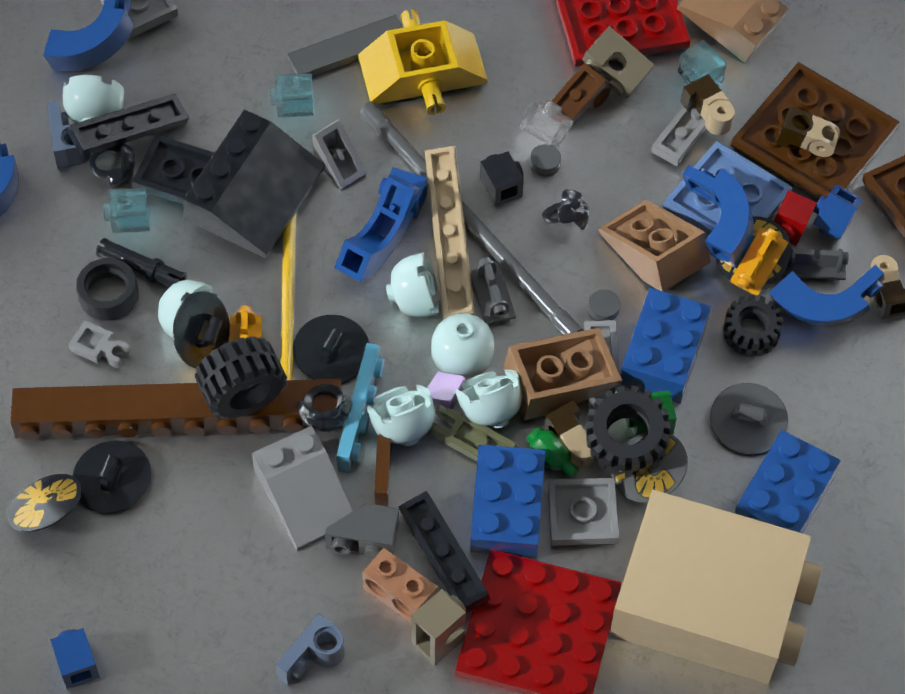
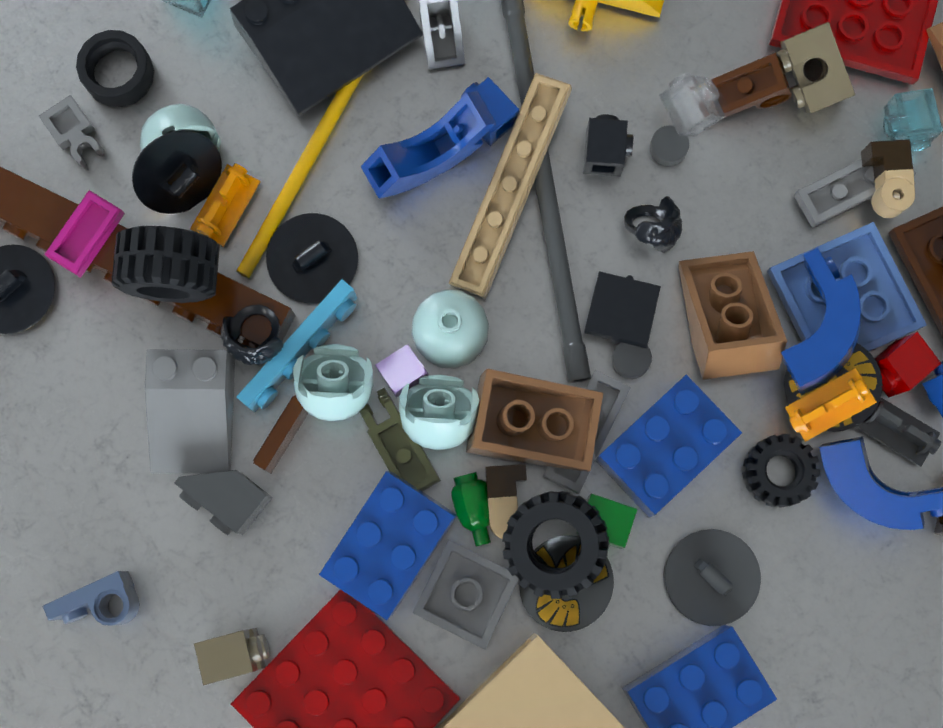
camera: 30 degrees right, 20 degrees up
(152, 269) = (174, 69): black pin -> none
(157, 399) = (84, 233): none -> dark pink tile
(397, 584) = (222, 580): nougat brick -> none
(414, 287) = (432, 235): light aqua cylinder -> none
(443, 551) = (290, 566): black plate -> none
(492, 292) = (518, 281): dark grey hinge -> none
(578, 276) = (622, 309): none -> black piece

